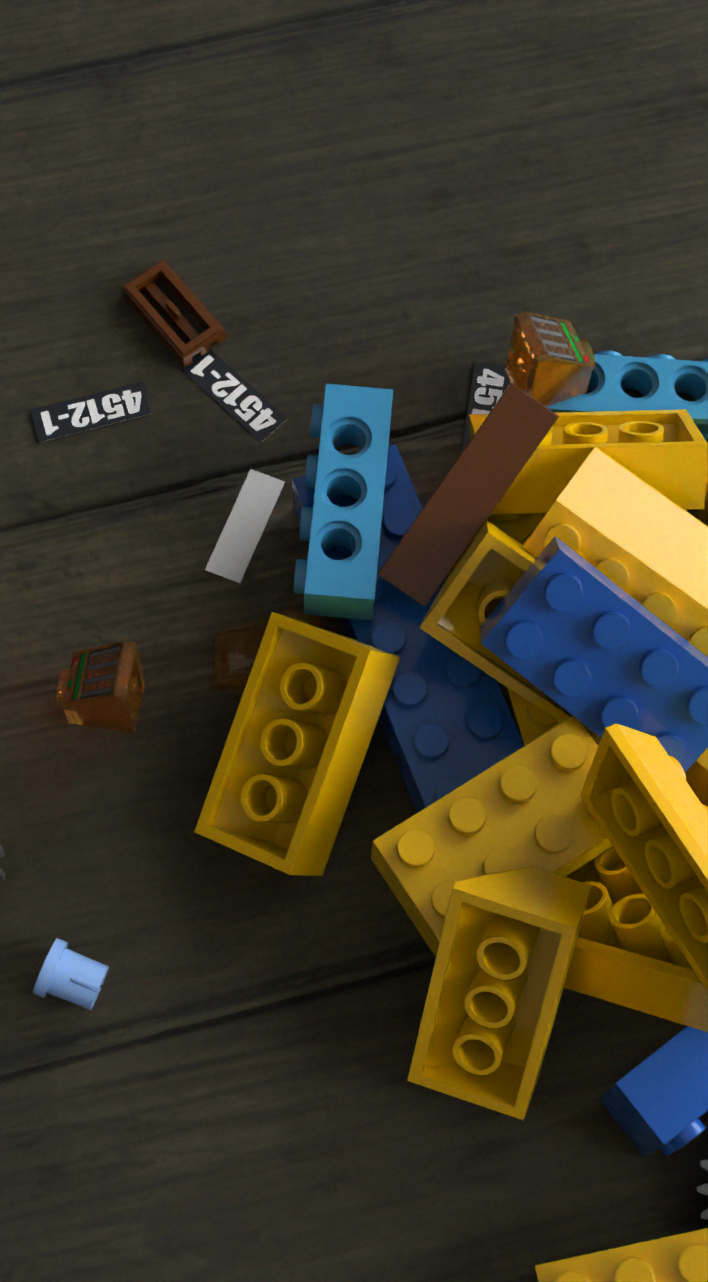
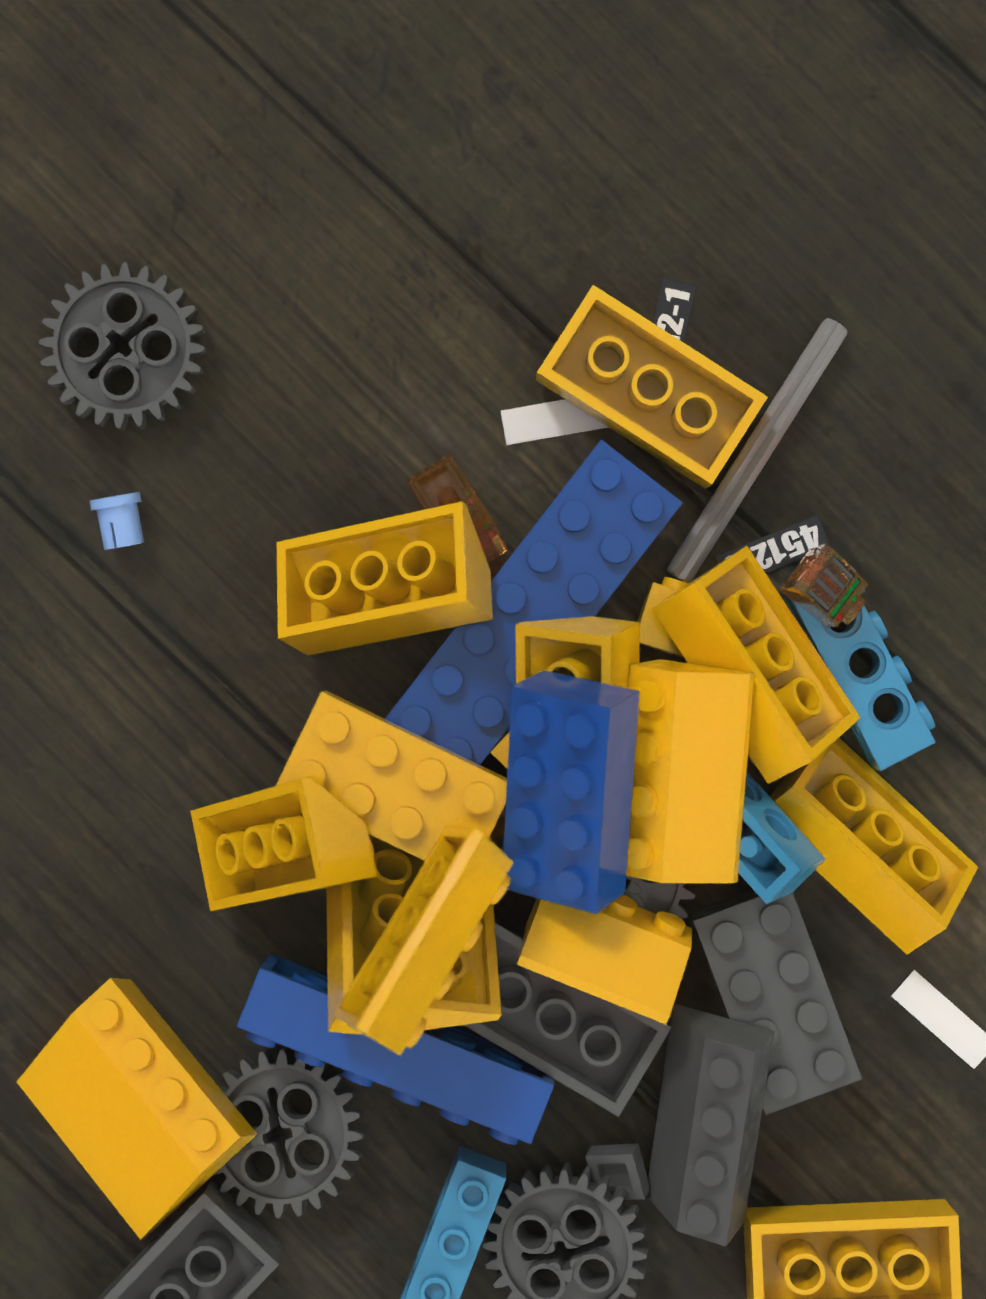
camera: 60 degrees right, 20 degrees up
(91, 411) = (579, 231): black sticker -> none
(103, 687) = (343, 400): clear orange slope -> none
(196, 343) = (692, 280): reddish brown tile -> none
(254, 421) = (650, 387): none -> yellow brick
(348, 585) = (676, 475): dark azure brick -> none
(380, 363) = (757, 450): none -> light grey axle
(468, 494) = (653, 595): reddish brown tile -> none

